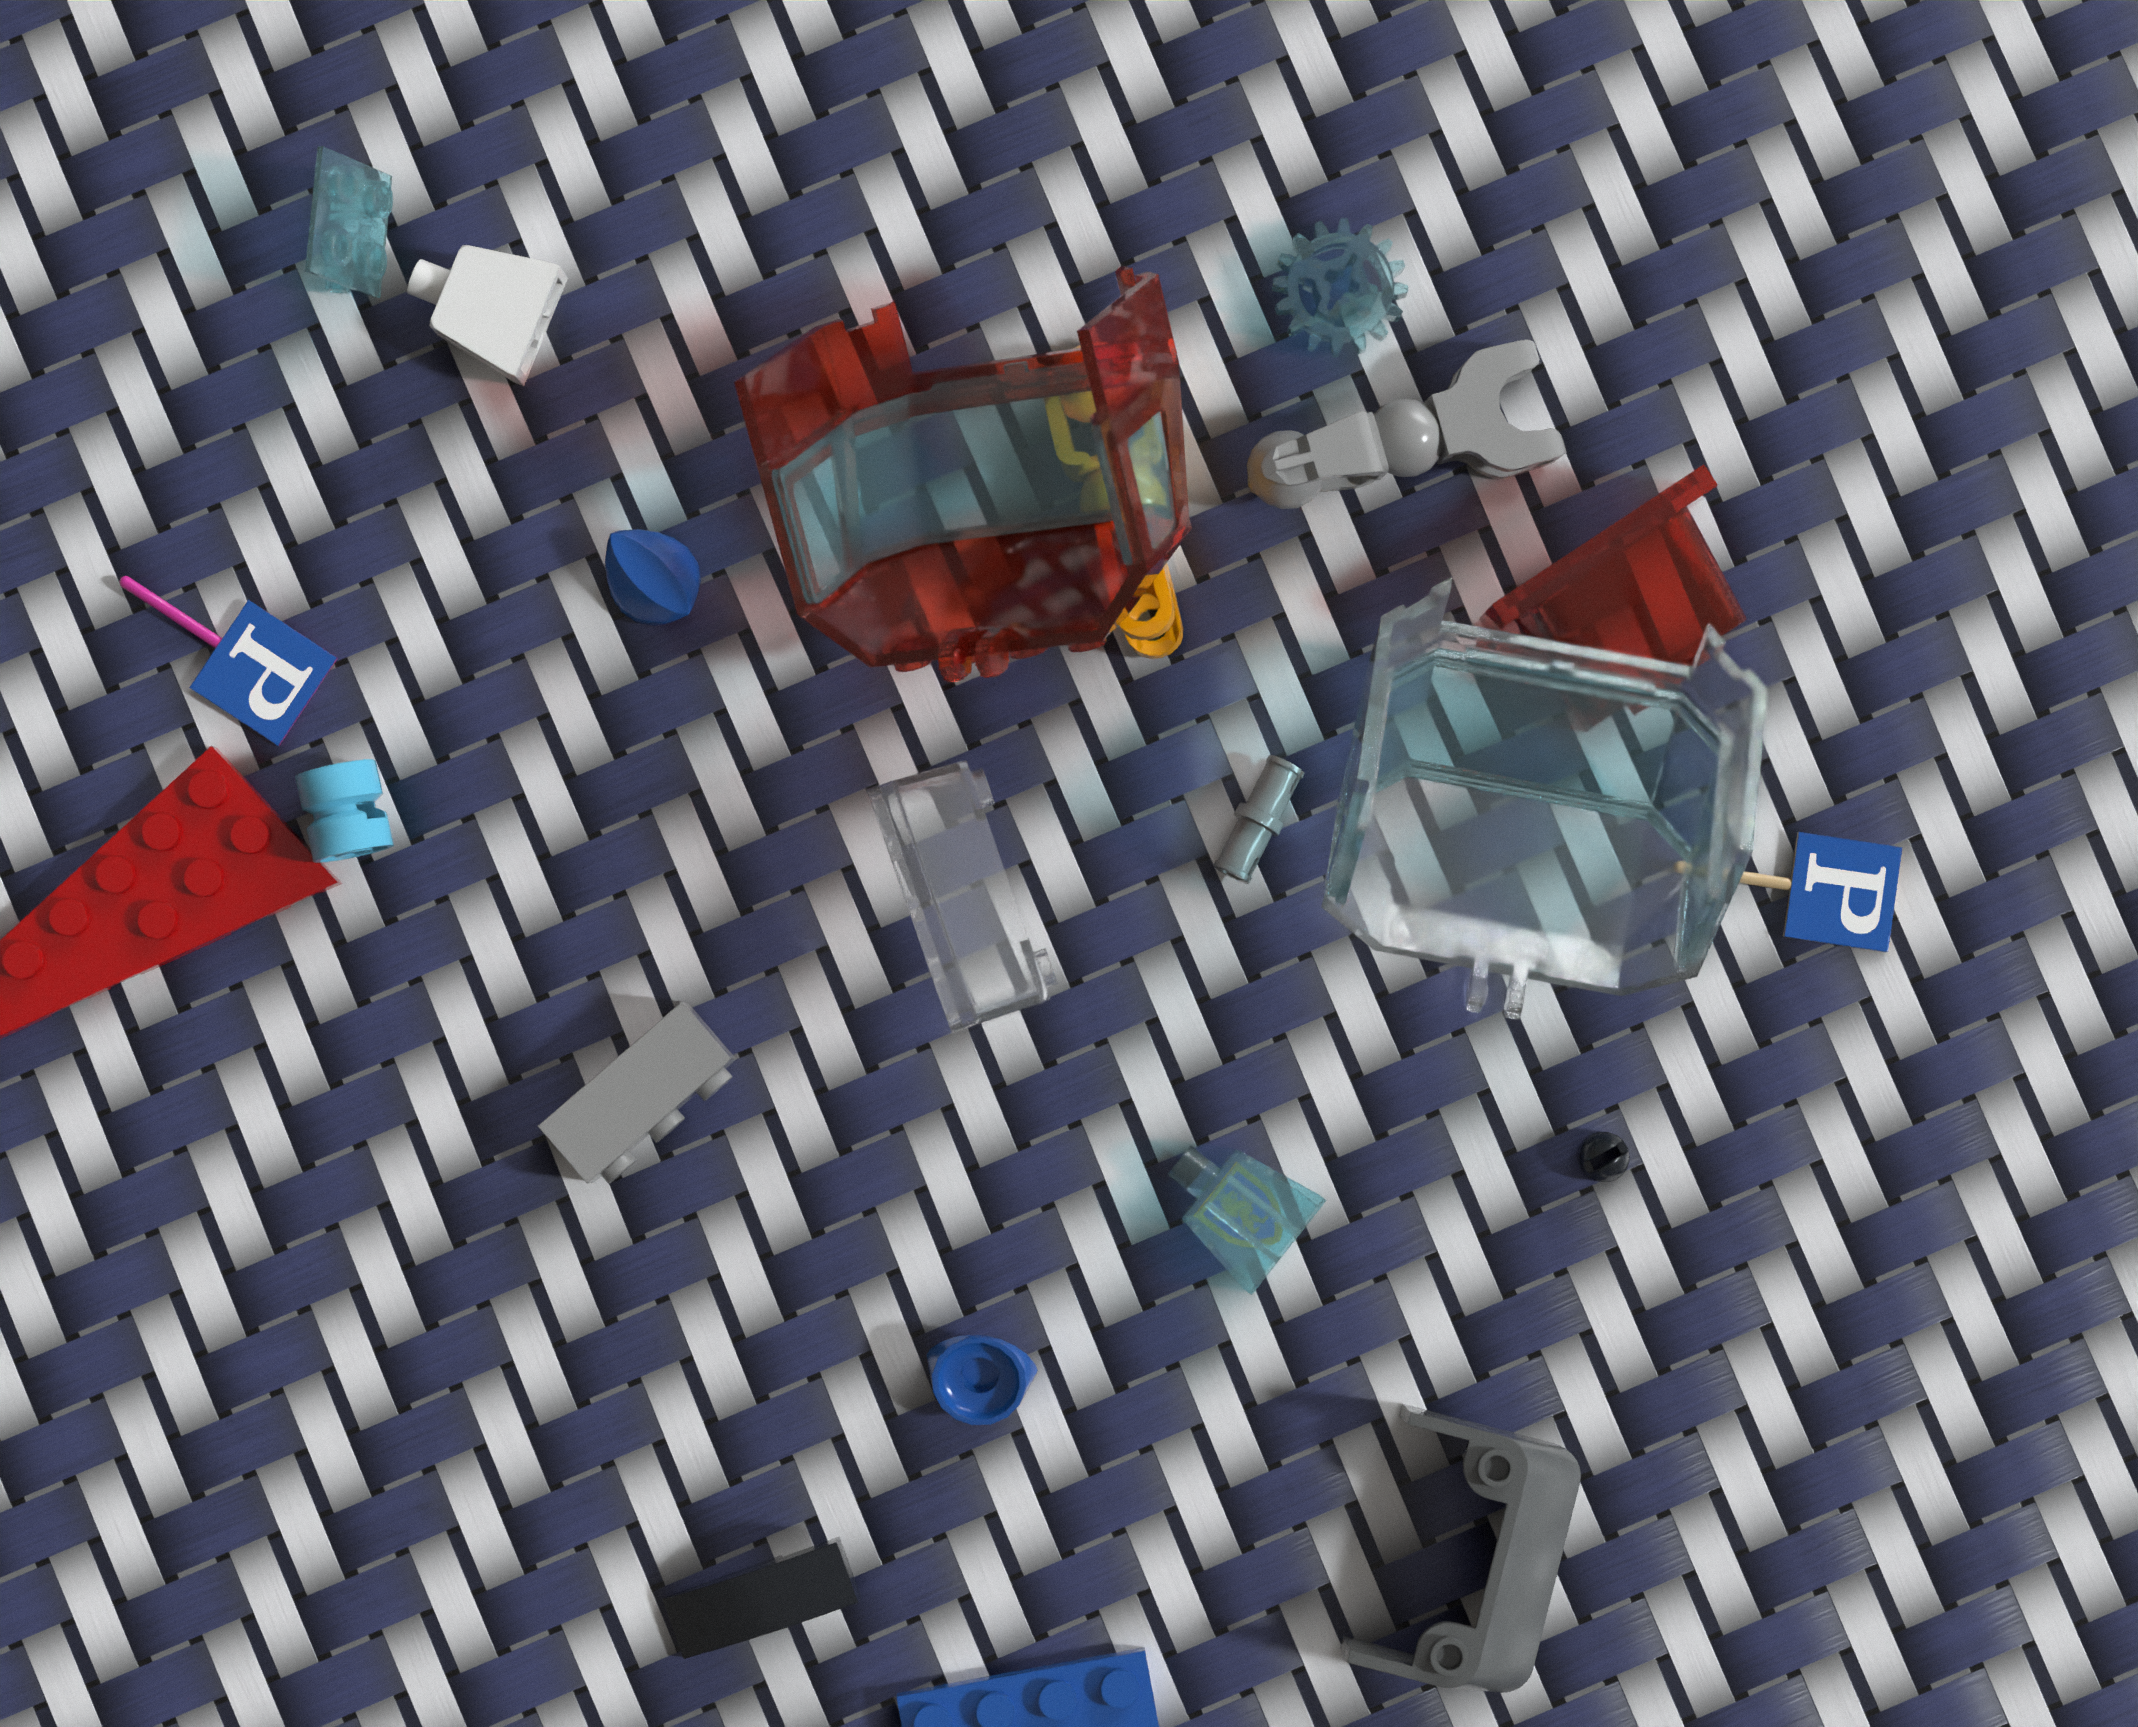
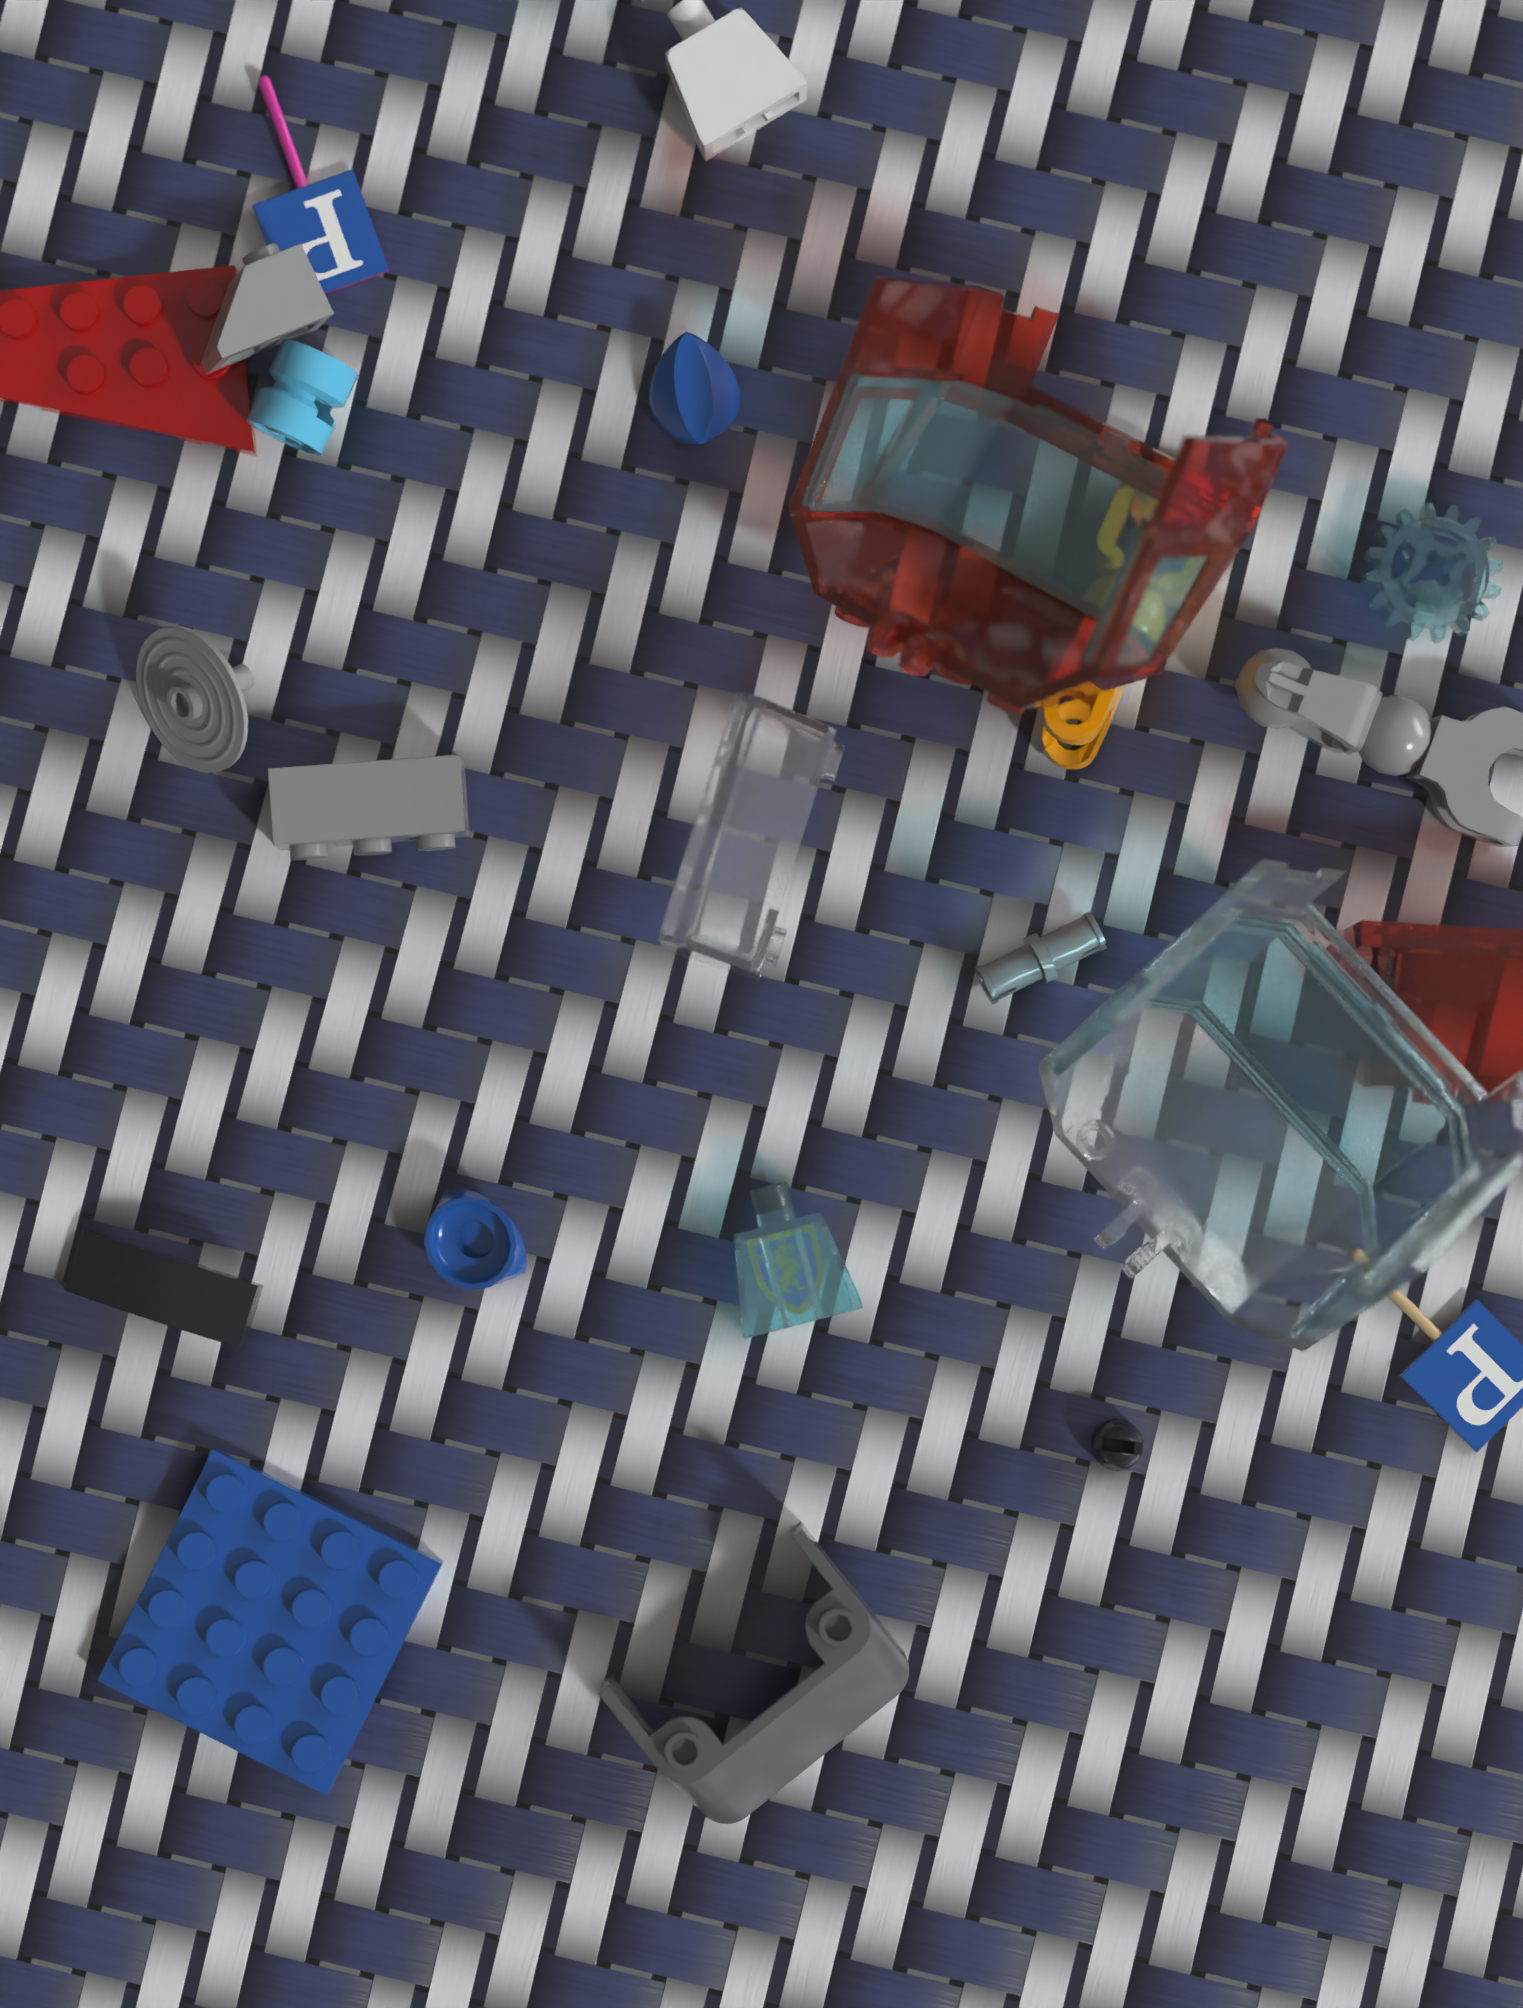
camera: 40 degrees right, 0 degrees up
(259, 760) = (264, 303): none -> light grey slope
(437, 1114) = (193, 698): none -> light grey shield

